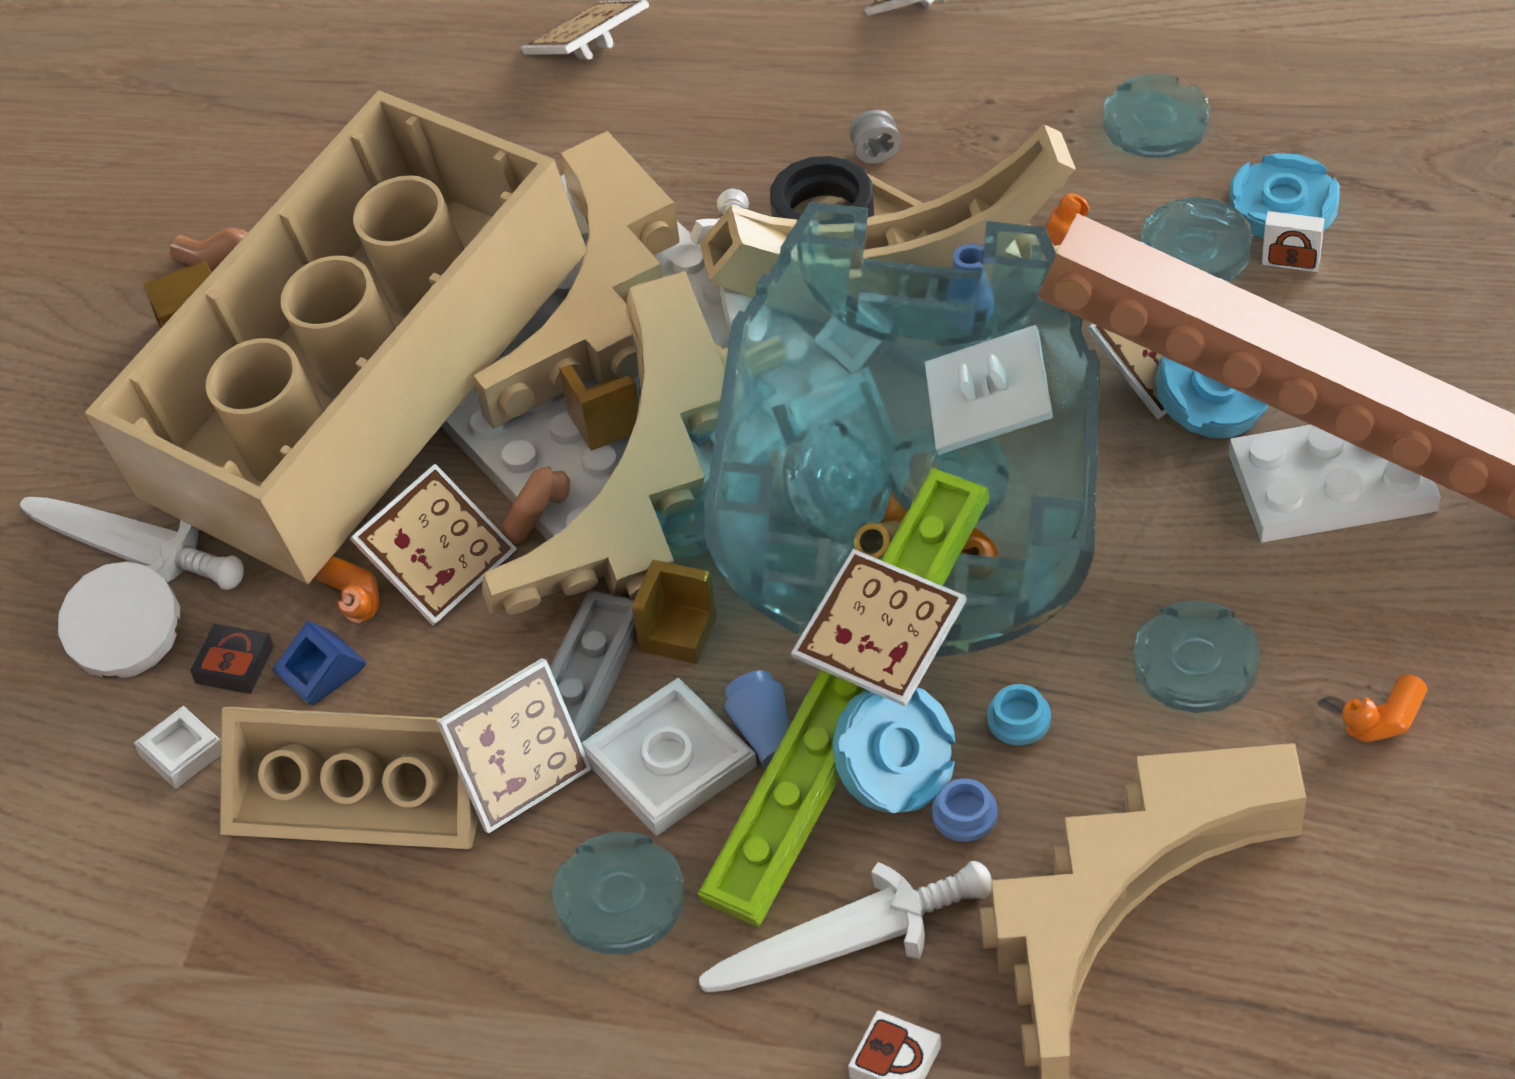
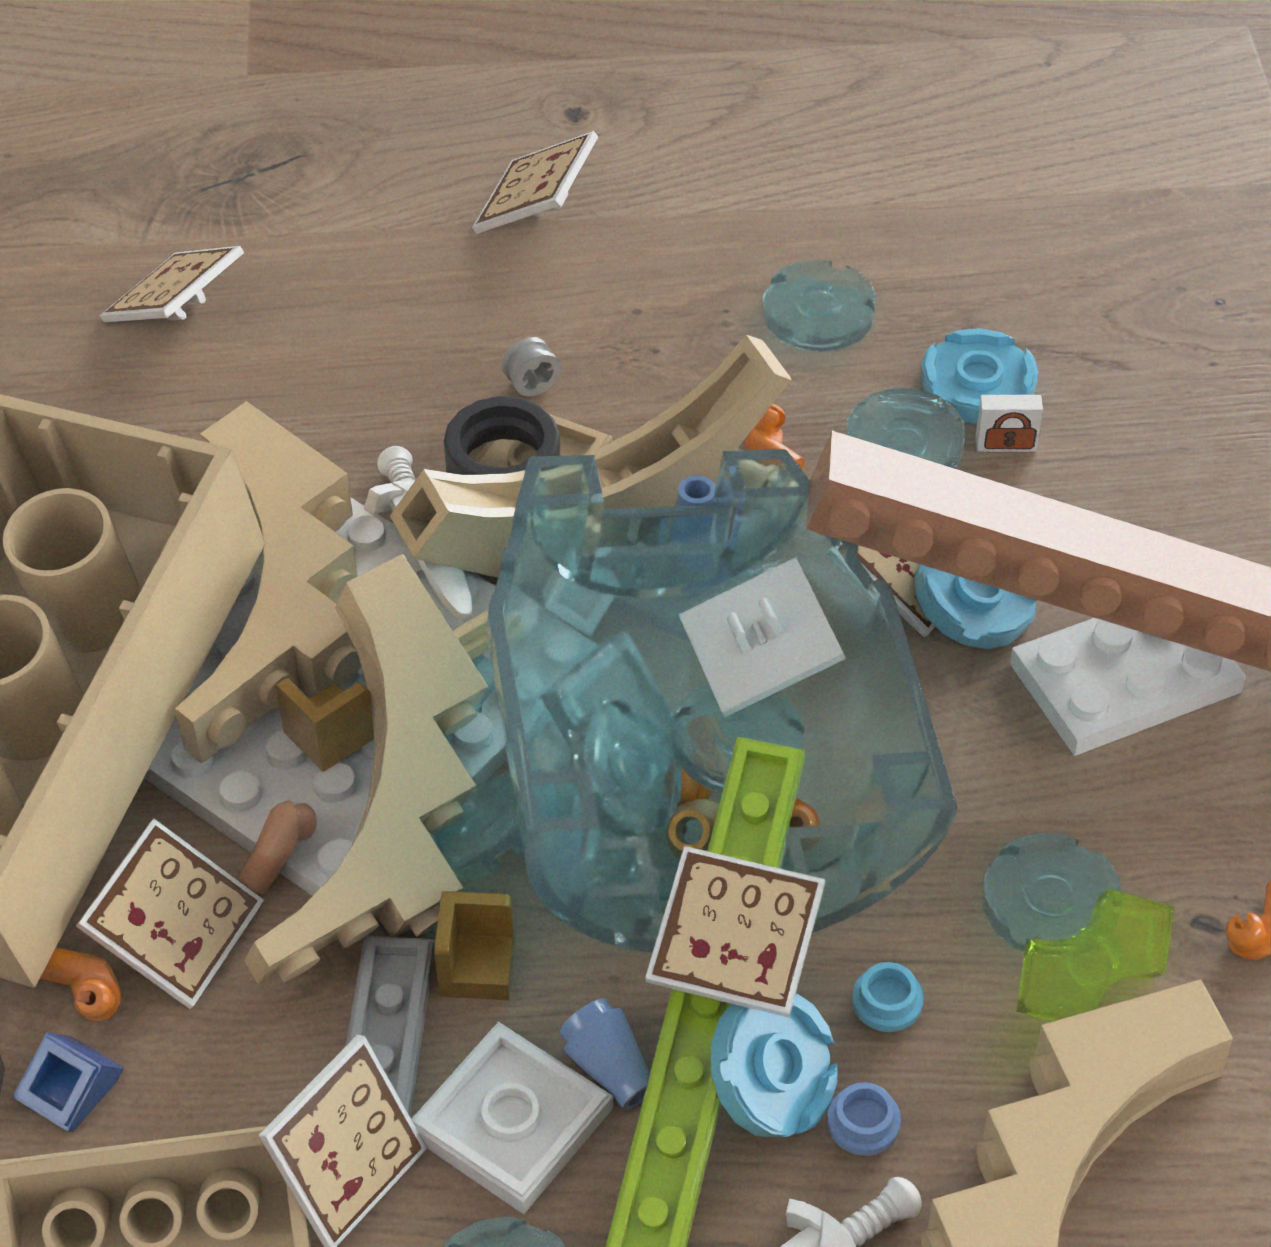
camera: 20 degrees left, 0 degrees up
(1242, 703) = (1120, 941): none -> clear neon green tile

